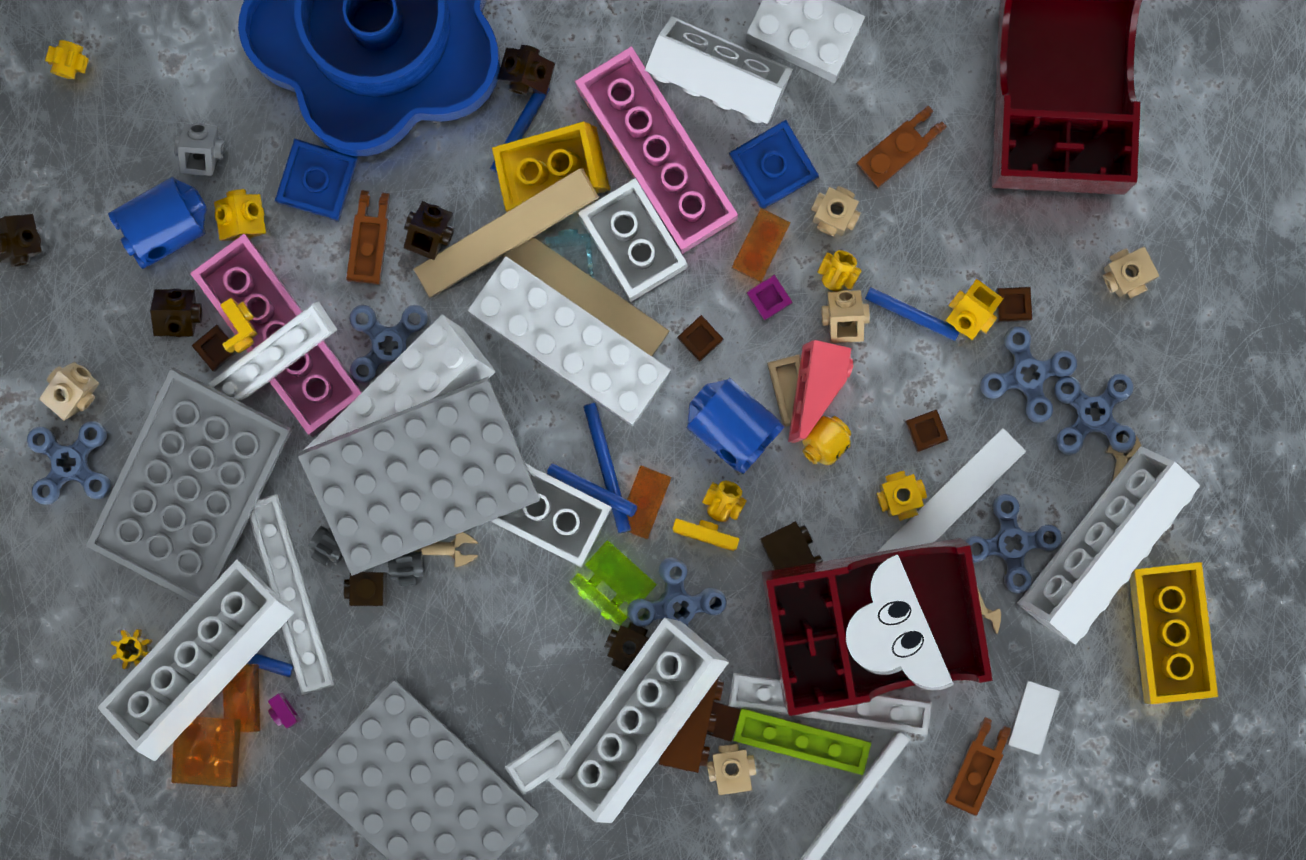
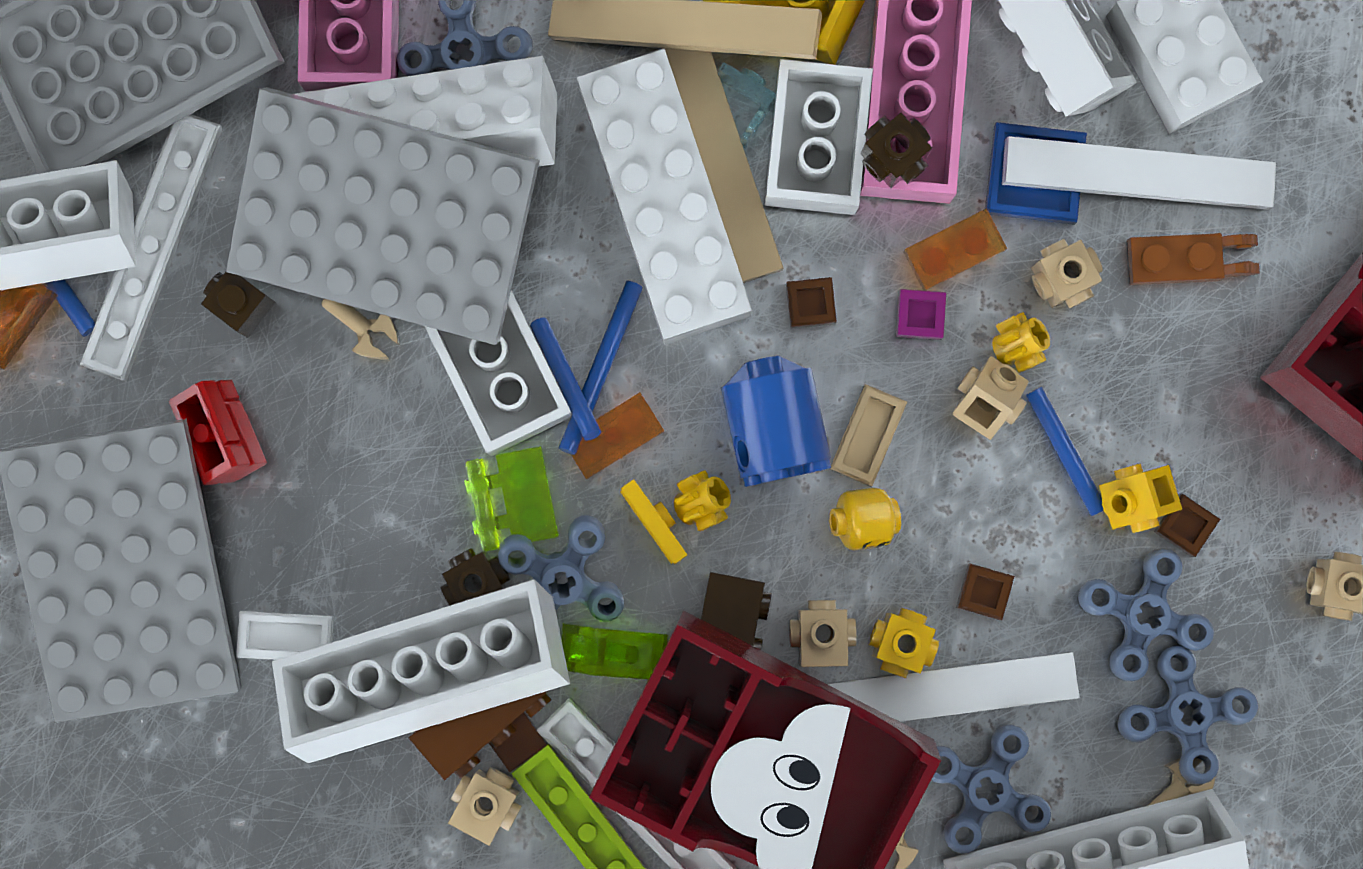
camera: 30 degrees right, 0 degrees up
(282, 711) = (44, 366): magenta plate -> none
(325, 547) = (222, 220): dark grey gear -> none
(407, 568) = (298, 311): dark grey gear -> none
(415, 670) = (219, 431): none -> red brick
(685, 229) = (893, 166): none -> dark brown brick
(738, 626) = (611, 651): none -> clear neon green slope
(820, 377) = (912, 444): coral slope -> none
(833, 121) = (1138, 173): none -> white tile
(864, 527) = (832, 650): none -> tan brick

